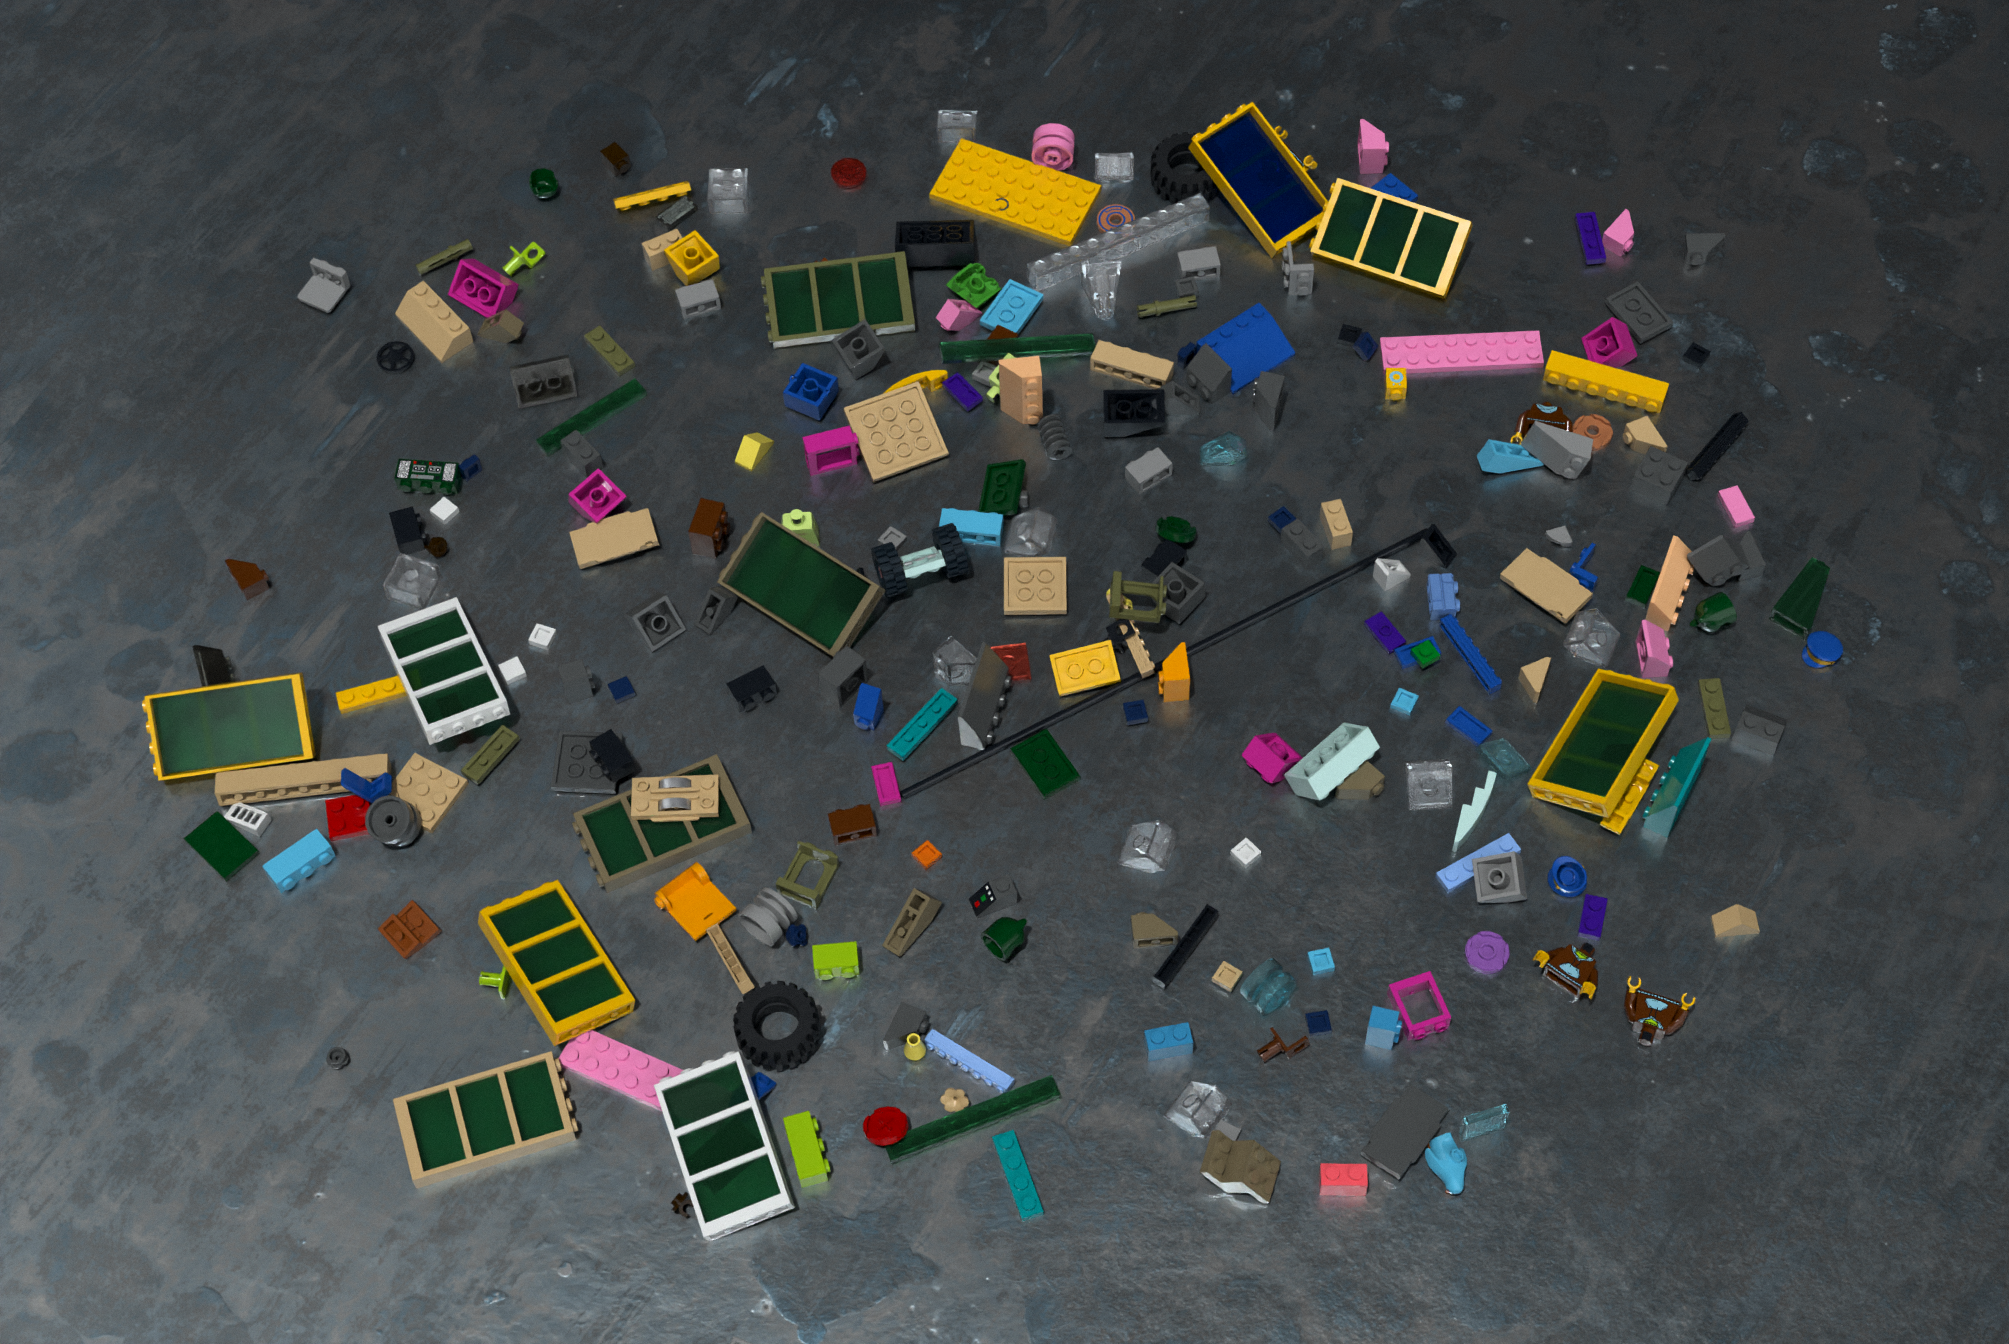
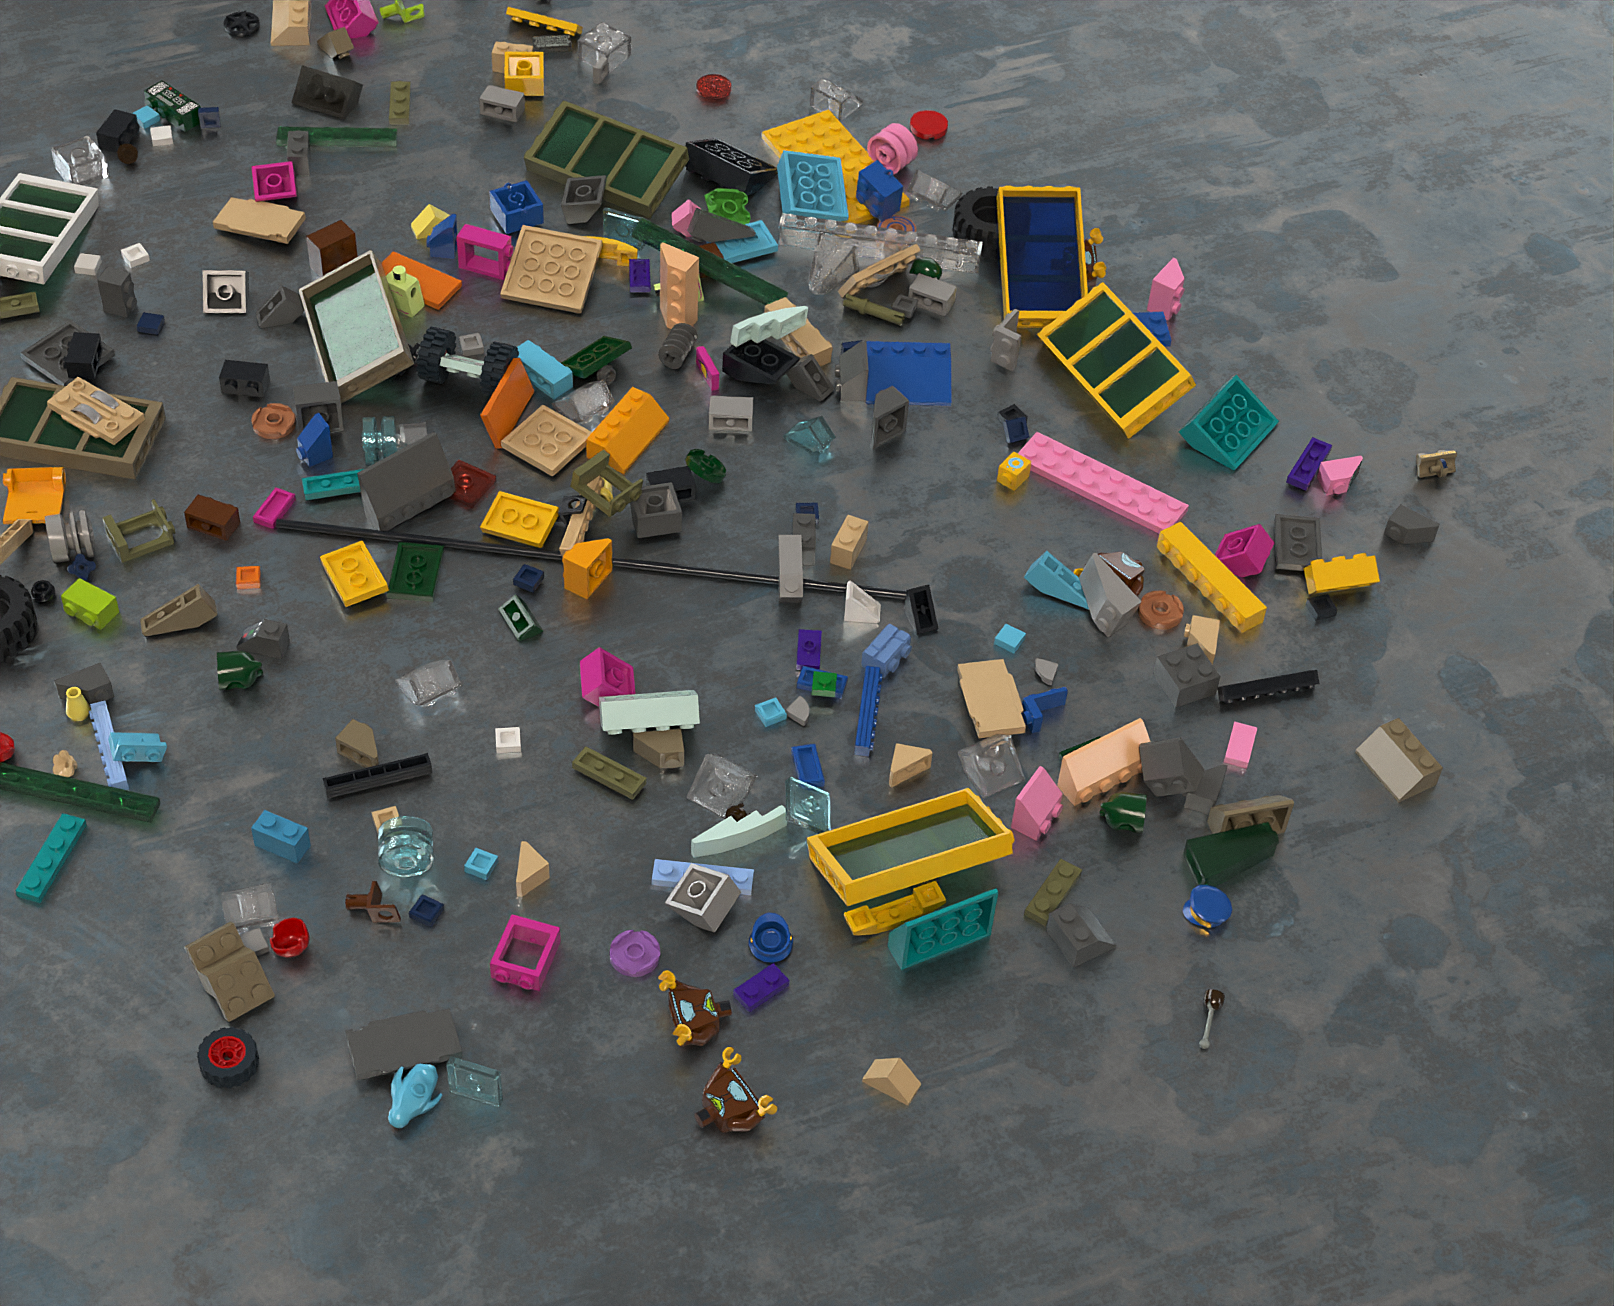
camera: 30 degrees right, 10 degrees down
(412, 498) = (146, 116): none -> medium azure tile
(746, 215) = (600, 70): none -> light grey tile
(776, 504) = (435, 285): none -> orange tile
(783, 458) = (444, 238): none -> blue slope
(786, 969) = (42, 591): none -> black plate
(811, 720) = (273, 430): none -> nougat tile
(915, 356) = (620, 226): none -> clear light blue slope
(919, 673) = (378, 440): none -> clear light blue wheel
(981, 575) = (507, 402): none -> orange tile
(991, 311) = (716, 228): none -> dark grey slope
(994, 1048) = (136, 747): none -> medium azure bracket
(1006, 797) = (354, 573): none -> yellow plate
(1024, 225) = (812, 186): none -> medium azure slope
(1049, 103) = (928, 124): none -> red tile
(1086, 196) = (879, 191): none -> blue brick
(1087, 538) = (627, 429): none -> light orange slope
(1094, 442) = (707, 368): none -> dark pink tile
(1122, 374) = (773, 323): none -> light aqua slope
(1145, 268) = (883, 269): none -> tan piece
(1158, 750) = (520, 618): none -> dark green slope
(1176, 243) = (926, 266): none -> dark green hair
(1252, 1111) = (290, 937): none -> red hair
(1296, 1241) = (236, 1046): none -> black wheel
(1321, 576) = (790, 569): none -> light grey slope
(1342, 828) = (609, 772): none -> olive plate
(1343, 1179) = (307, 1044): coral brick -> none
(1360, 940) = (531, 869): none -> tan slope
(1383, 1028) = (468, 944): dark azure brick -> none
(1424, 687) = (799, 711): none -> light grey tile
(1460, 798) = (736, 812): none -> dark brown plate
(1508, 240) = (1229, 424): none -> teal slope
(1512, 527) = (1009, 638): none -> medium azure tile
(1677, 179) = (1436, 463): none -> dark tan hips
(1692, 320) = (1341, 573): none -> yellow brick
(1793, 559) = (1252, 812): none -> dark tan slope
(1849, 447) = (1399, 760): none -> slope
(1884, 718) = (1213, 1001): none -> hinge

